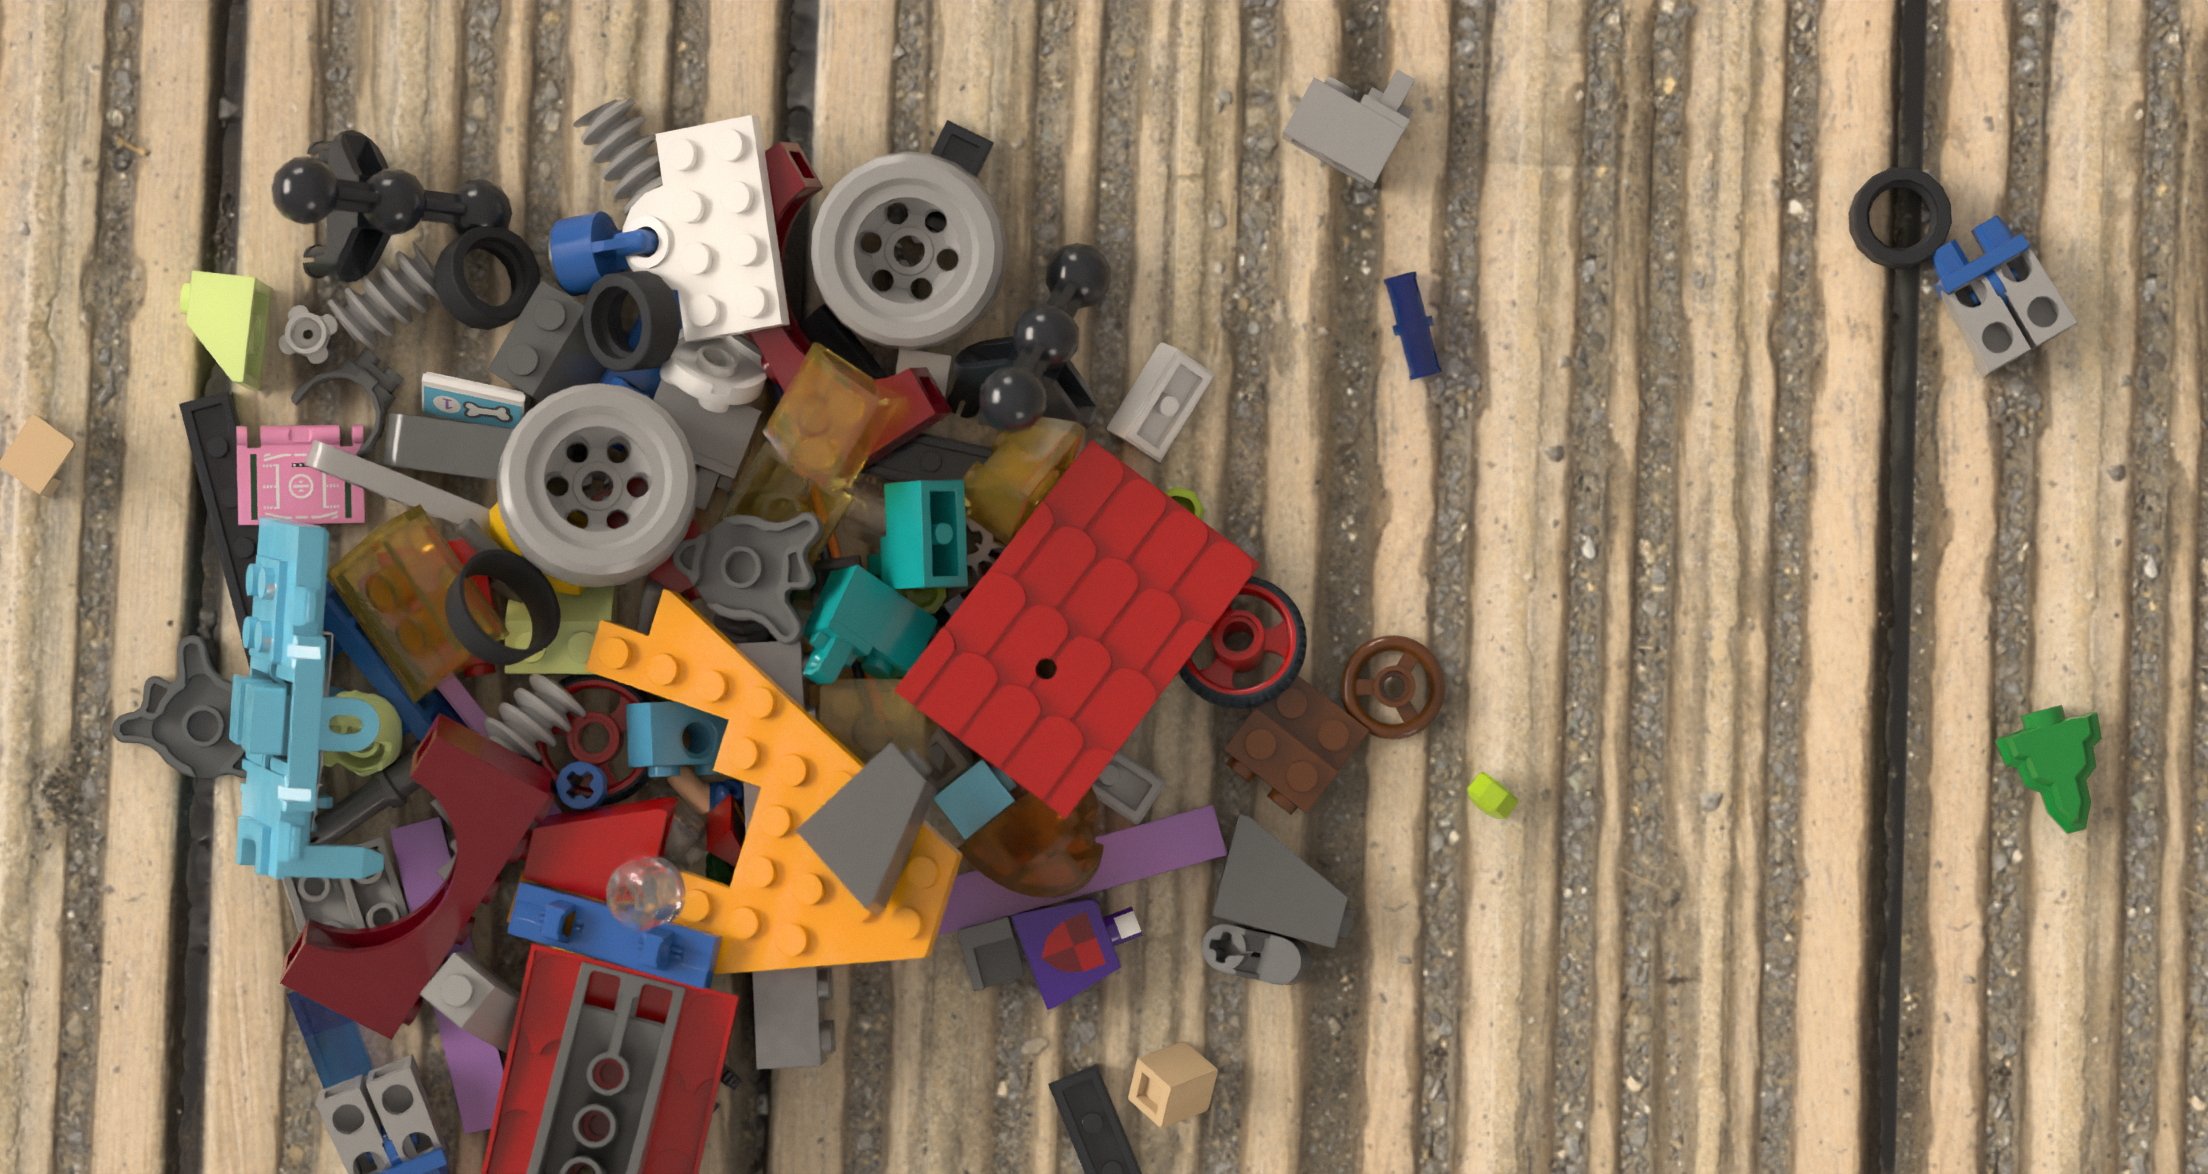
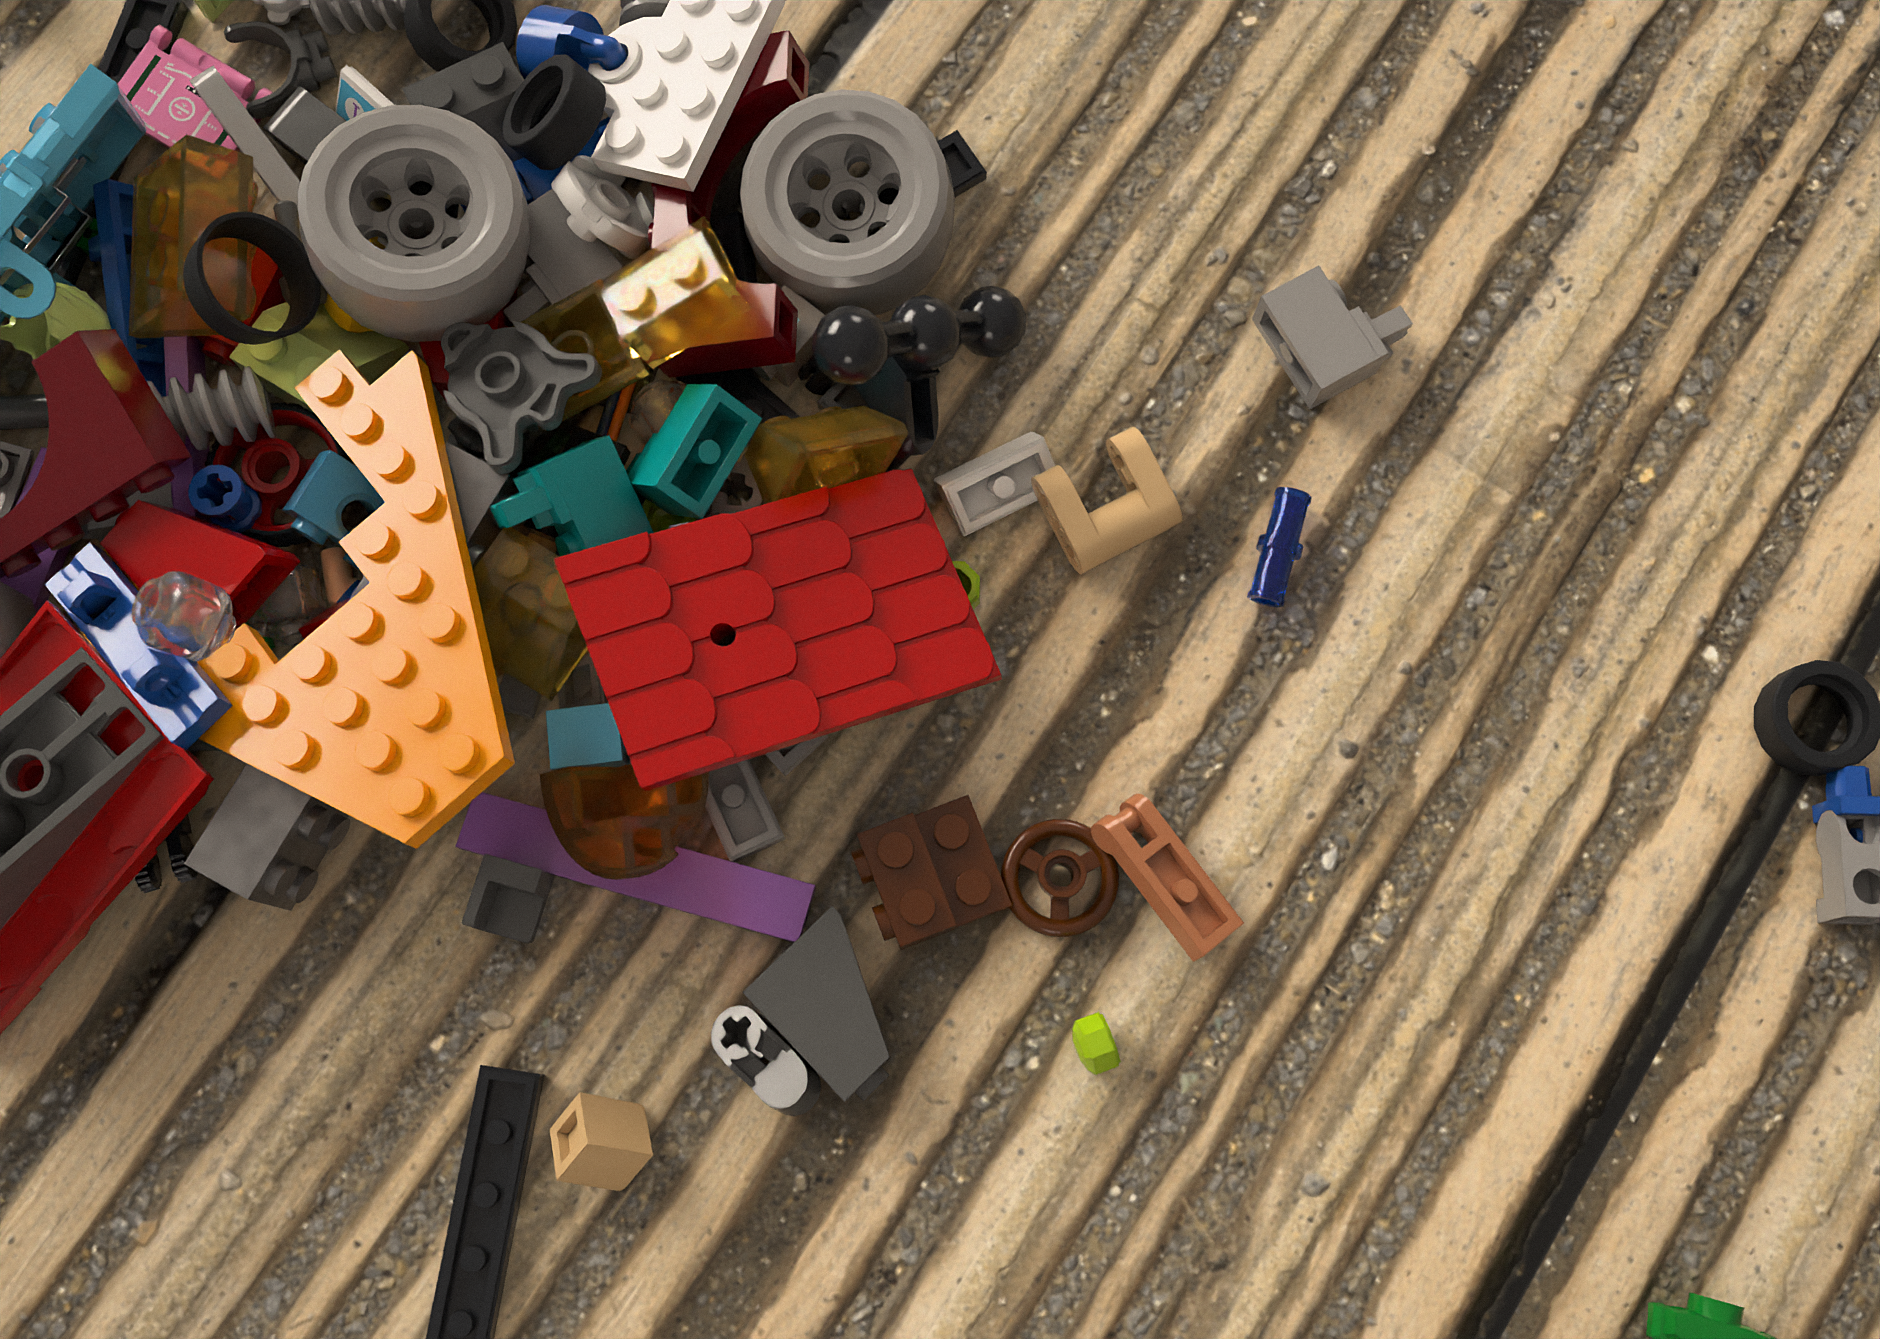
camera: 25 degrees right, 10 degrees down
(872, 825) = (433, 671): dark grey slope -> none
(1073, 945) = (589, 940): dark purple torso -> none
(1277, 382) = (1120, 524): none -> tan connector
(1285, 640) = (981, 765): red wheel -> none
(1473, 639) = (1167, 876): none -> nougat plate

